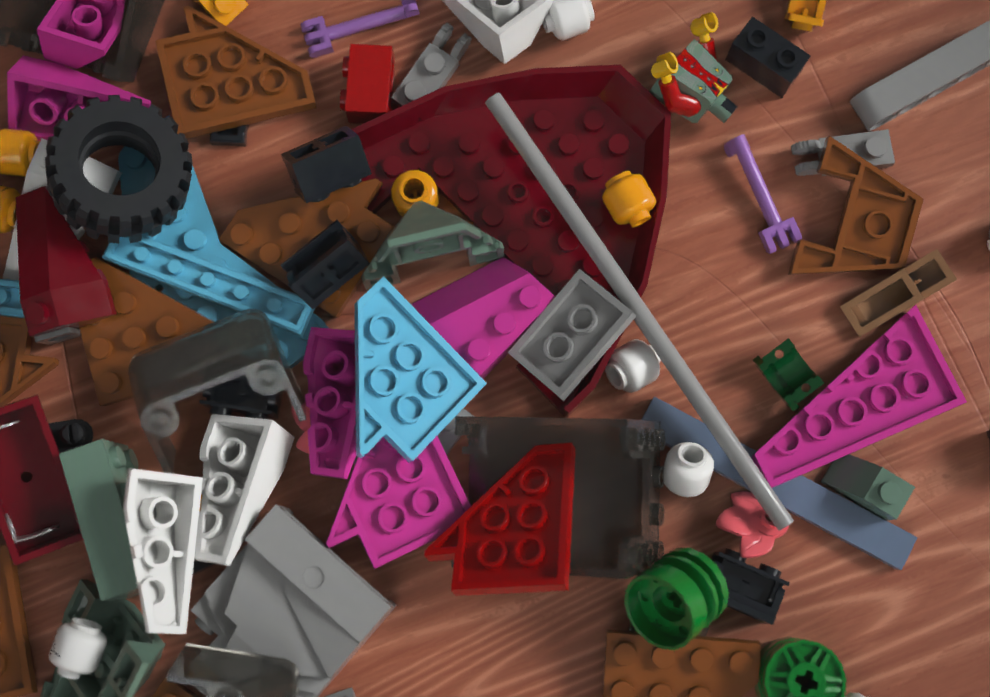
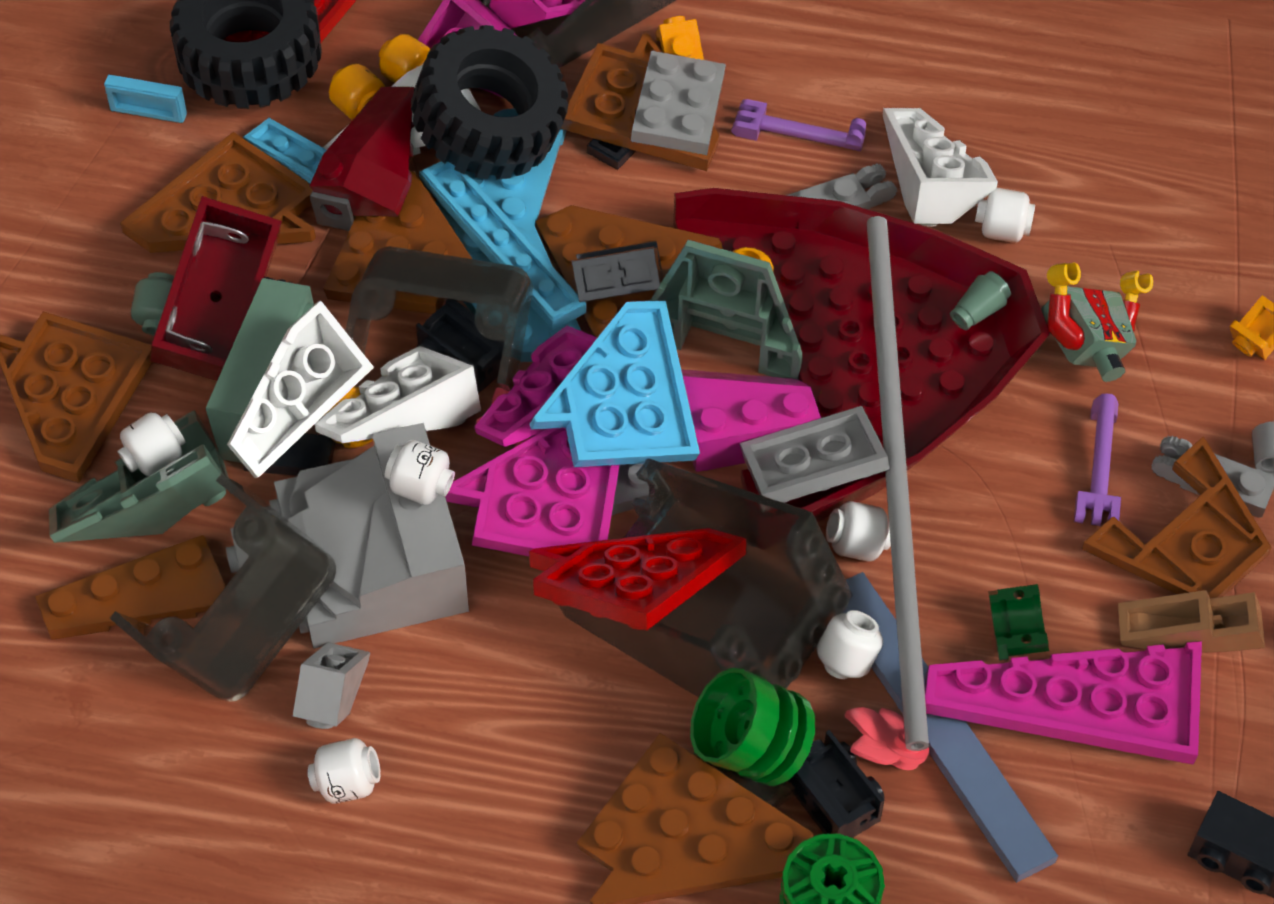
camera: 30 degrees right, 25 degrees down
(258, 62) = (678, 102): none -> light grey plate
(310, 562) = (419, 472): none -> white head
(327, 164) = (680, 198): black hinge -> none
(369, 82) = (774, 166): red brick -> none
(603, 113) = (982, 299): none -> sand green cone
(629, 199) = (954, 378): light orange head -> none
(767, 57) = (1186, 349): black hinge -> none
(868, 486) = (1038, 777): sand green slope -> none

